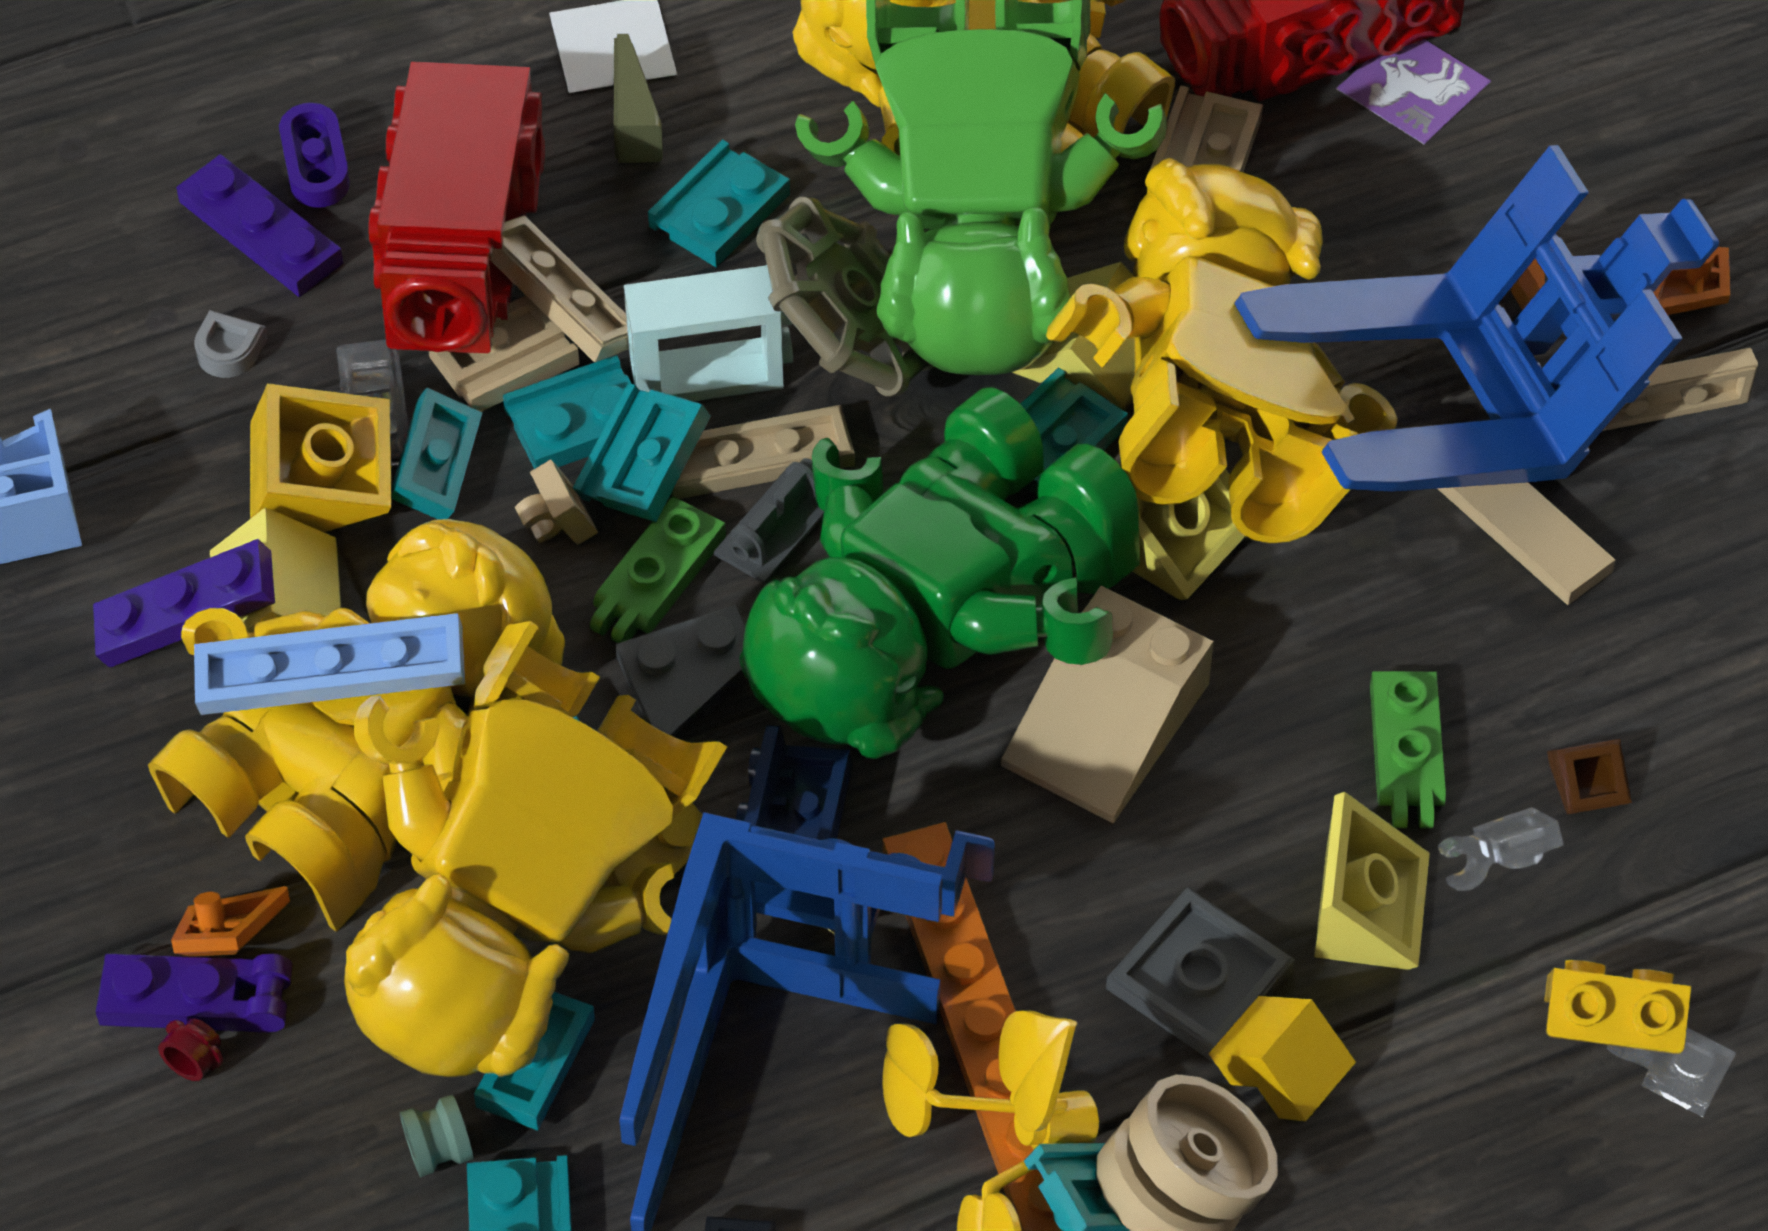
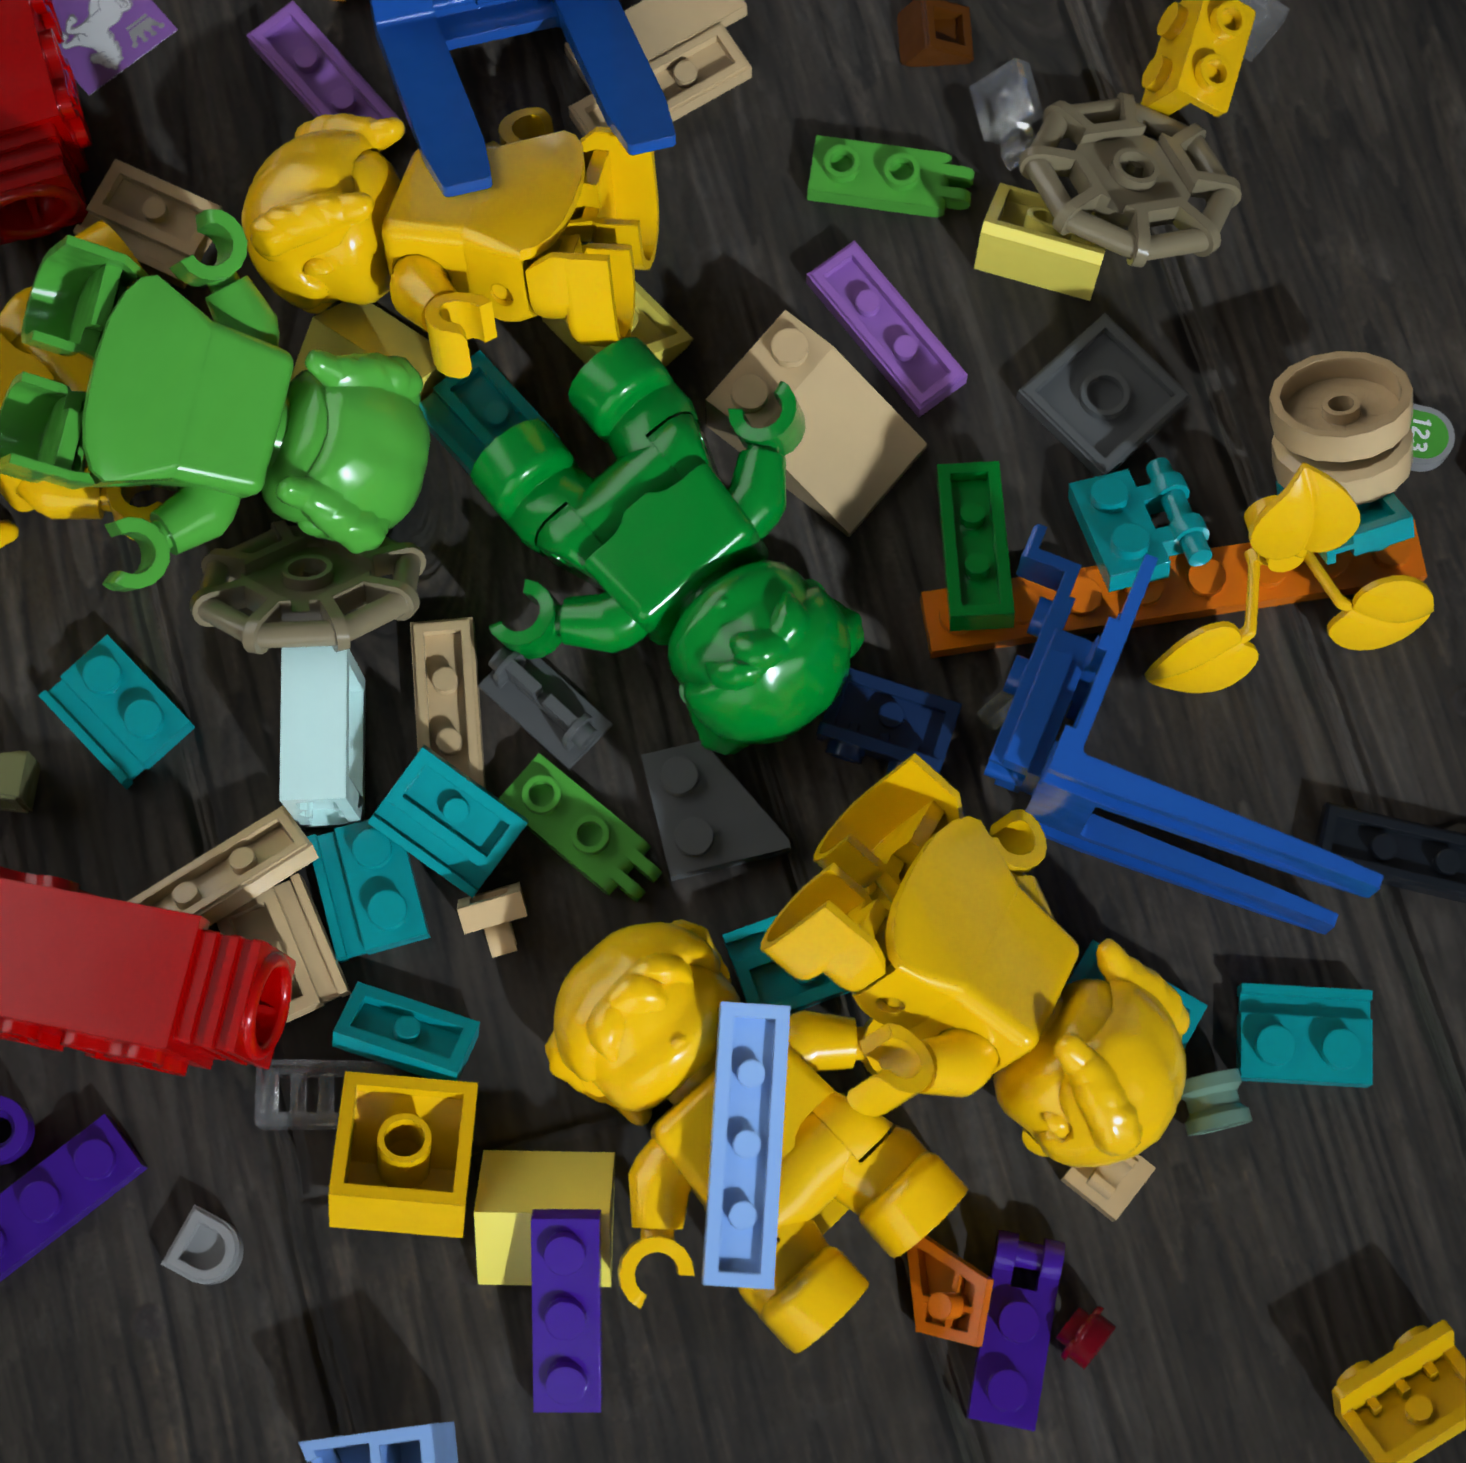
camera: 80 degrees left, 20 degrees up
(352, 1062) = (1109, 1186): none -> tan tile
(1026, 847) = (975, 546): none -> green plate
(1057, 984) = (1120, 528): none -> teal plate
(1235, 767) = (886, 328): none -> medium lavender tile
(1285, 1053) = (1207, 339): yellow piece -> none
(1410, 242) = (314, 67): none -> medium lavender tile
(1421, 969) = (1130, 179): none -> dark tan plate
(1462, 545) = (687, 75): none -> tan tile

